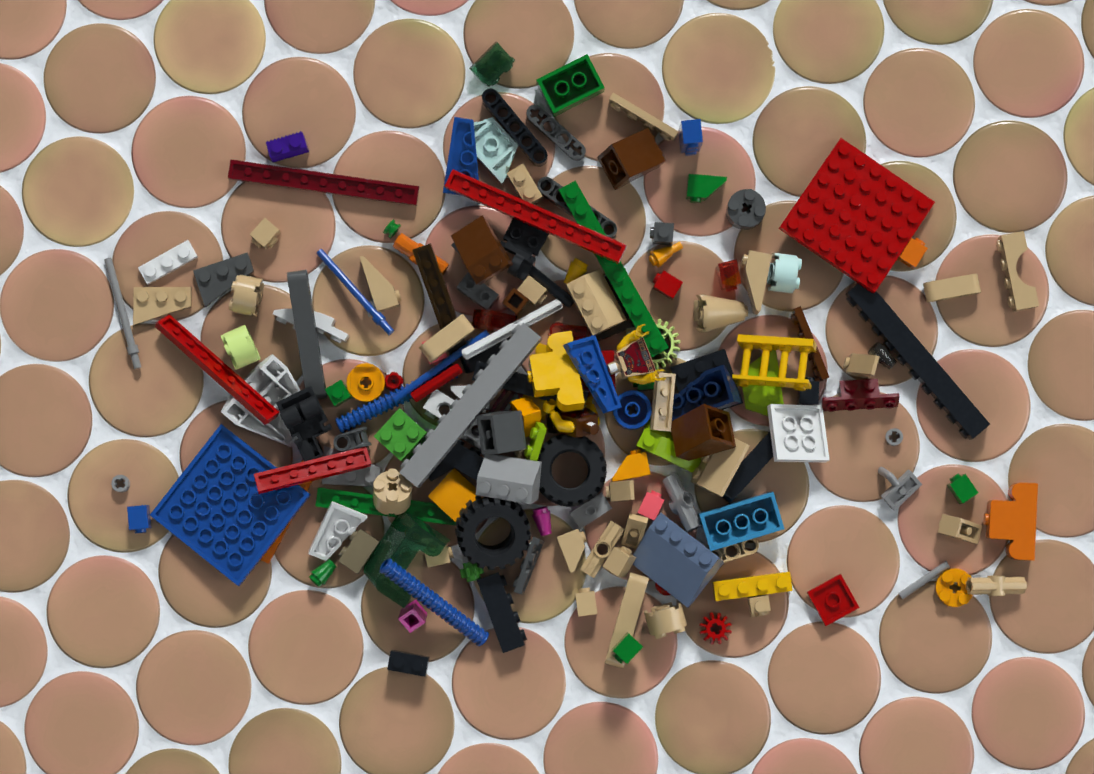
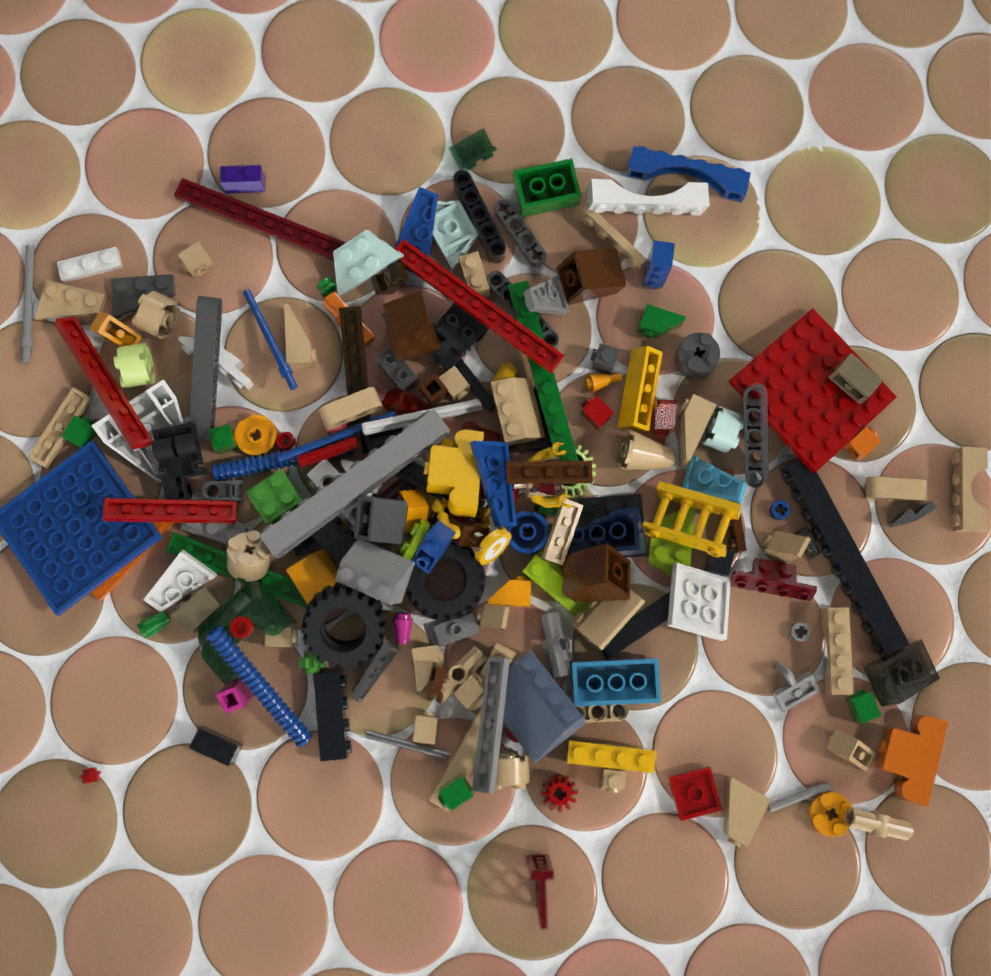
camera: 10 degrees right, 5 degrees down
(187, 419) = (51, 440): none -> tan plate
(207, 418) = (79, 431): none -> green brick
(211, 319) = (114, 330): none -> light orange slope
(306, 716) = (90, 775): none -> red plate
(407, 555) = (241, 627): none -> red tile
(419, 198) = (361, 260): none -> light aqua wing
(449, 209) = (390, 280): none -> dark brown leg
(554, 444) = (433, 546): none -> blue slope
(573, 620) = (410, 745): none -> flat silver bar
(585, 558) = (437, 677): none -> reddish brown plate
(597, 190) = (547, 298): none -> light grey wing
(605, 430) = (493, 546): none -> yellow tile
(628, 81) = (608, 196): none -> white arch
(638, 354) = (549, 472): none -> reddish brown plate
(642, 584) = (490, 725): none -> light grey plate
(651, 505) = (522, 640): coral brick -> none
(701, 254) = (640, 389): none -> yellow brick
(714, 694) = (540, 870): none -> dark red fence
(738, 36) = (727, 181): none -> blue arch
(785, 323) = (712, 481): none -> medium azure wing
(814, 263) = (760, 426): none -> dark grey beam
(850, 337) = (776, 515): none -> blue bush
(877, 604) = (742, 811): none -> tan slope
(892, 197) = (855, 378): none -> dark tan brick
(932, 455) = (838, 671): none -> tan arch
(966, 310) = (908, 516): none -> dark grey slope
(990, 451) = (901, 674): none -> clear smoke slope

